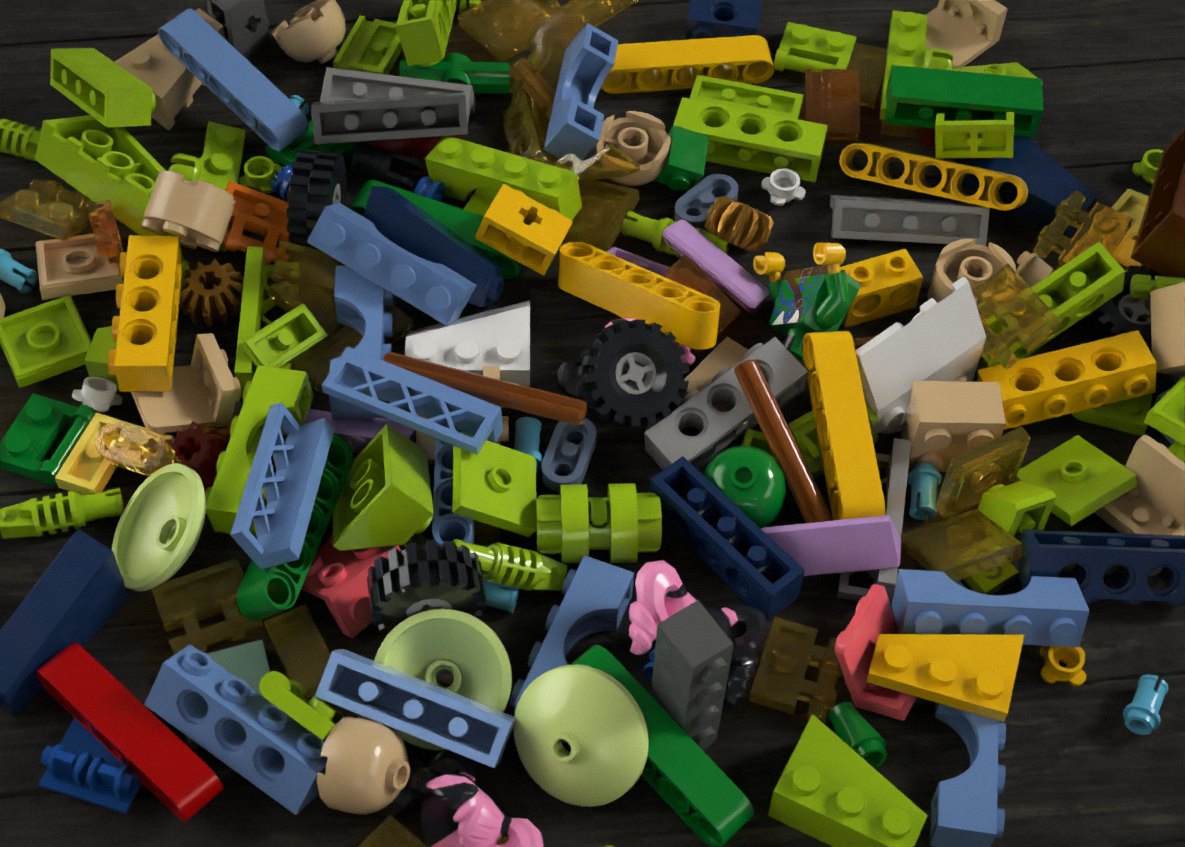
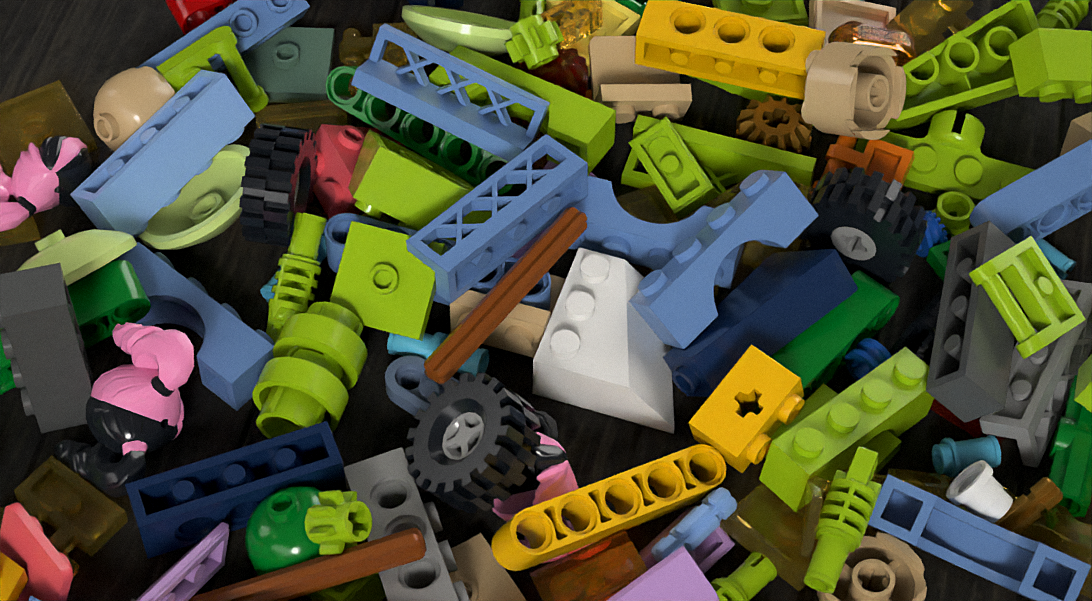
camera: 110 degrees right, 0 degrees up
(190, 444) = (534, 41): none -> lime gear
(374, 79) = (1036, 289): none -> lime plate
(486, 132) = (953, 457): none -> medium azure pin
(528, 109) = (980, 492): none -> white piece
(586, 142) = (843, 520): none -> lime hinge
(628, 250) = (696, 524): none -> light blue axle
(744, 430) = (338, 521): none -> lime gear

